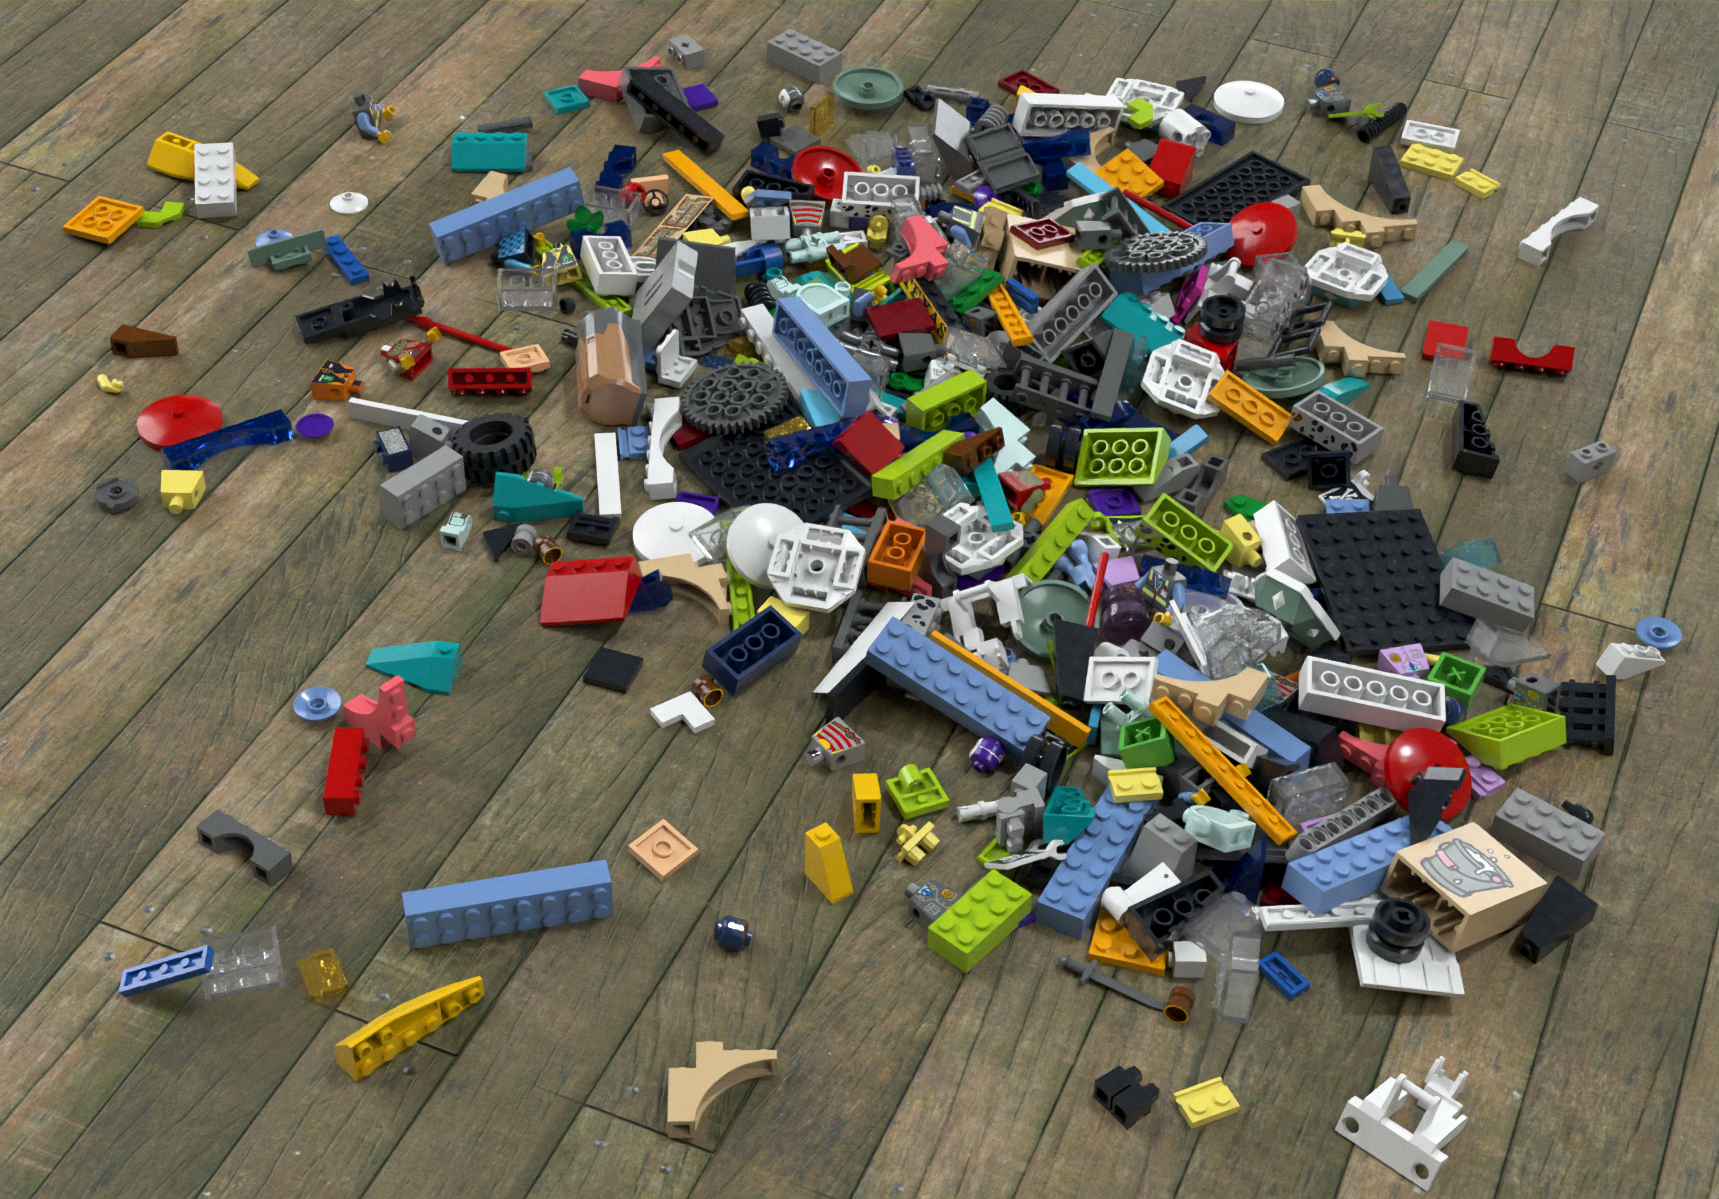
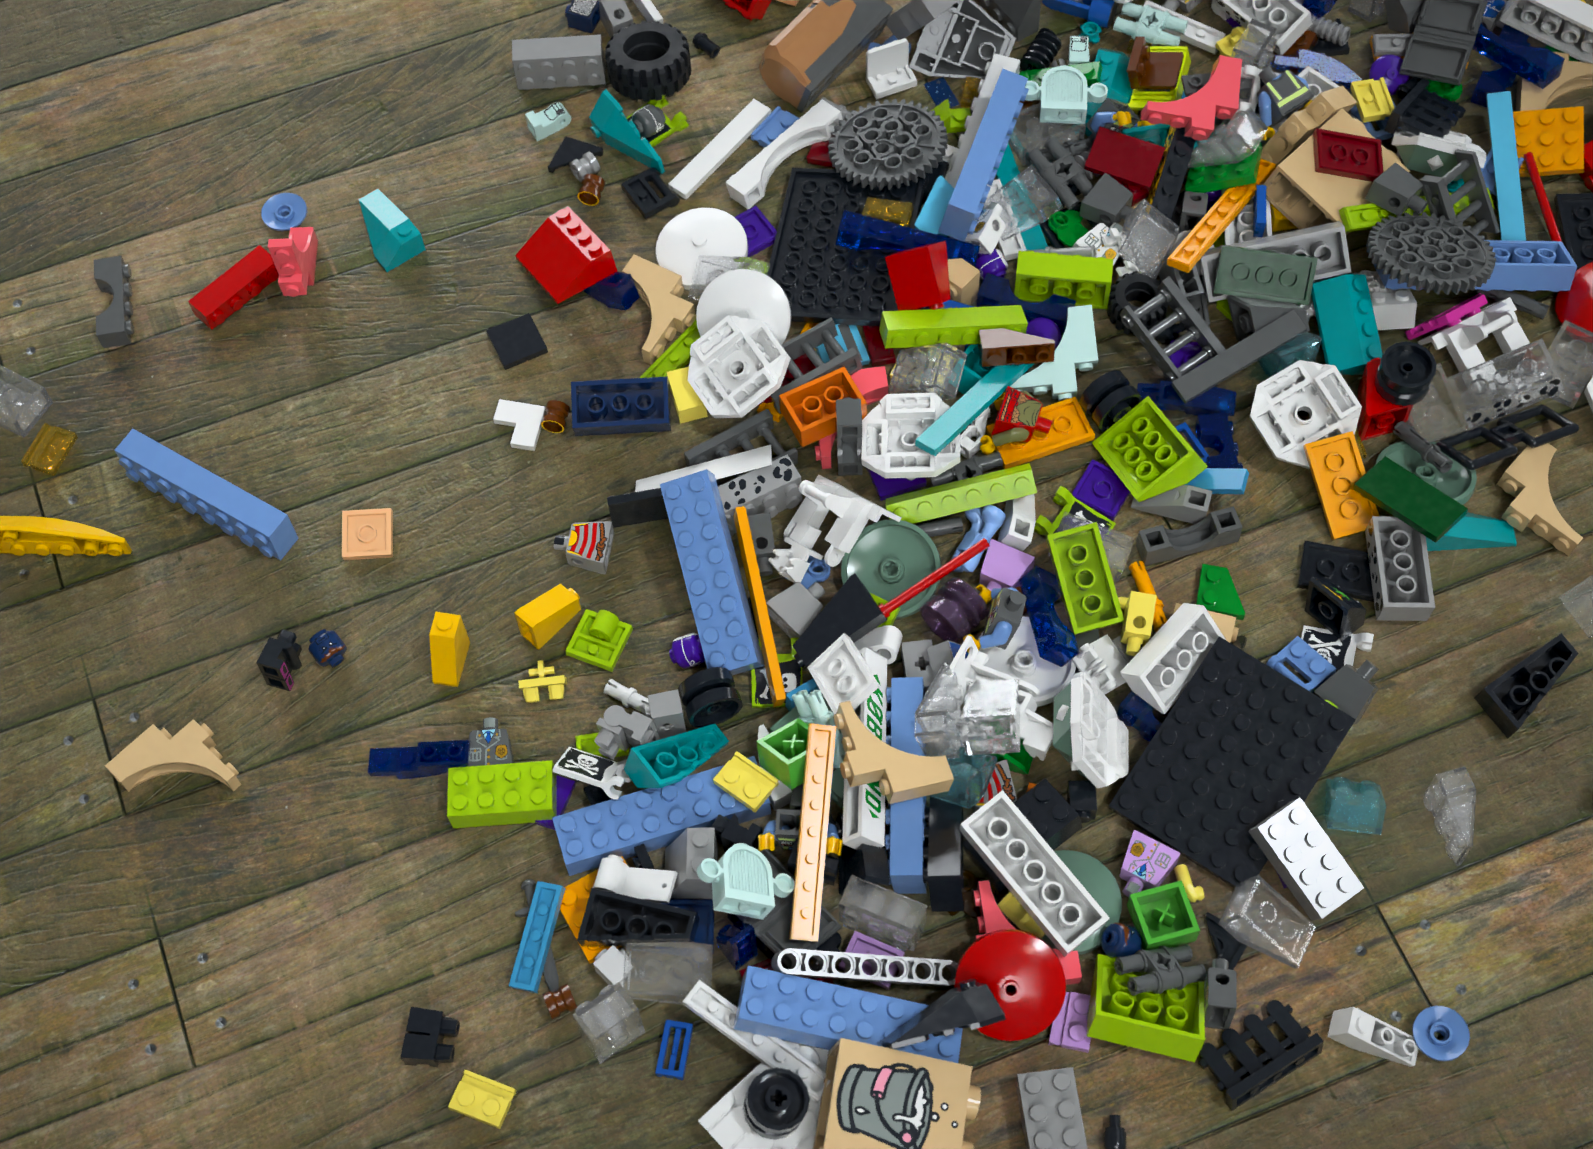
camera: 50 degrees right, 20 degrees up
(713, 962) = (279, 659): none -> black hips
(897, 944) = (419, 761): none -> clear blue slope
(1072, 323) = (1265, 275): none -> dark green tile
(1116, 980) = (537, 937): none -> dark azure plate
(1301, 384) = (1410, 499): none -> dark green tile
(1490, 706) = (1160, 969): none -> dark grey pin
(1525, 522) = (1452, 803): none -> clear slope

